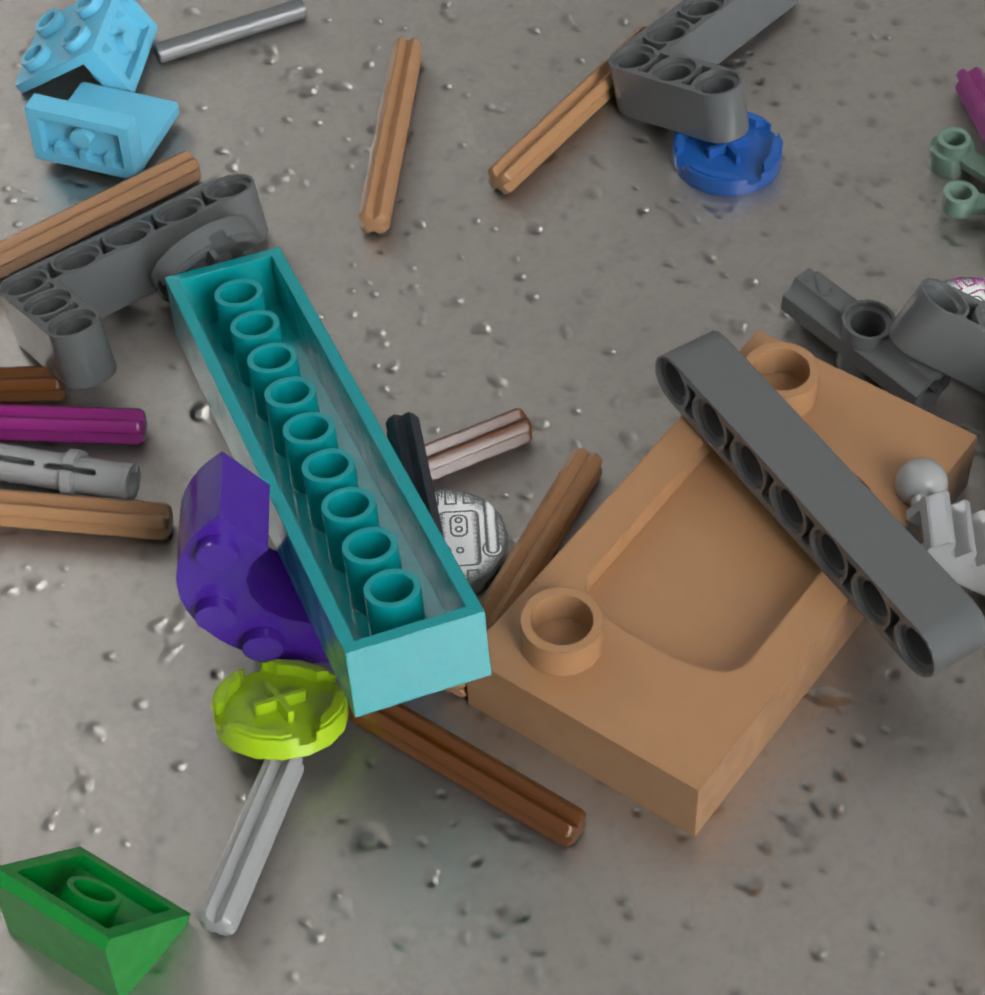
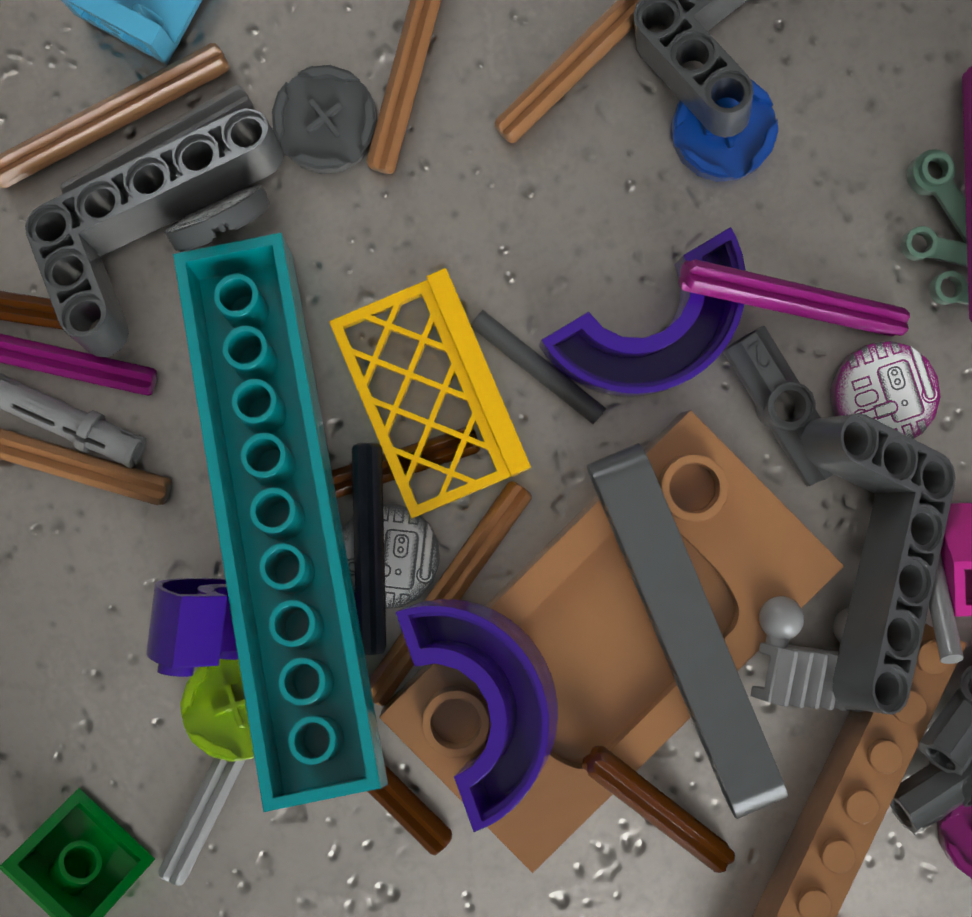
camera: 10 degrees right, 40 degrees up
(310, 199) = (324, 119): none -> dark grey tile
(506, 358) = (471, 371): none -> yellow fence
(580, 356) = (538, 367): none -> dark grey bar
(608, 536) = (513, 683): none -> dark purple brick
(645, 314) = (660, 361): none -> dark purple brick
(839, 227) = (792, 298): none -> magenta axle
(843, 706) = (657, 808): none -> reddish brown axle

